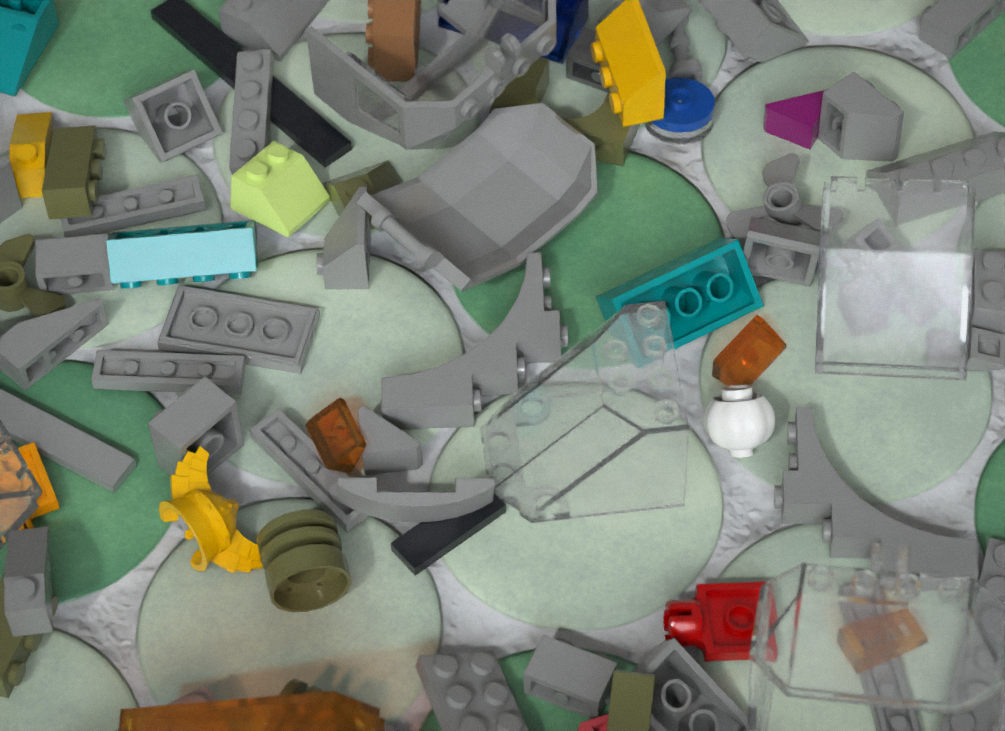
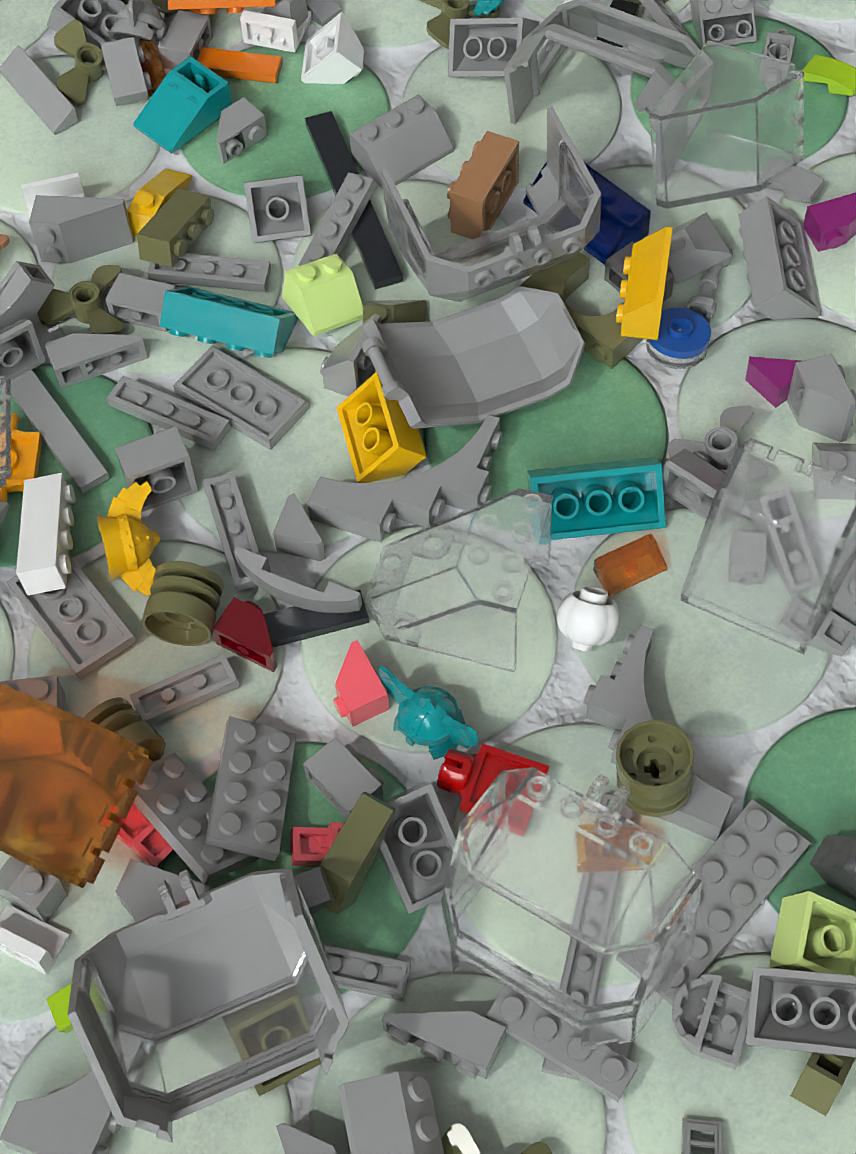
camera: 25 degrees right, 5 degrees up
(84, 44) = (239, 129): none -> light grey slope
(108, 545) = (45, 534): none -> white brick
(175, 619) = (77, 621): none -> light grey plate
(336, 437) = (262, 512): clear orange slope -> none
(351, 647) = (185, 690): none -> light grey plate
(387, 569) = (245, 633): none -> dark red slope
(415, 310) = (378, 434): none -> yellow slope
(537, 578) = (359, 688): none -> coral slope
(626, 579) = (428, 716): none -> teal helmet
(896, 517) = (655, 750): none -> olive wheel

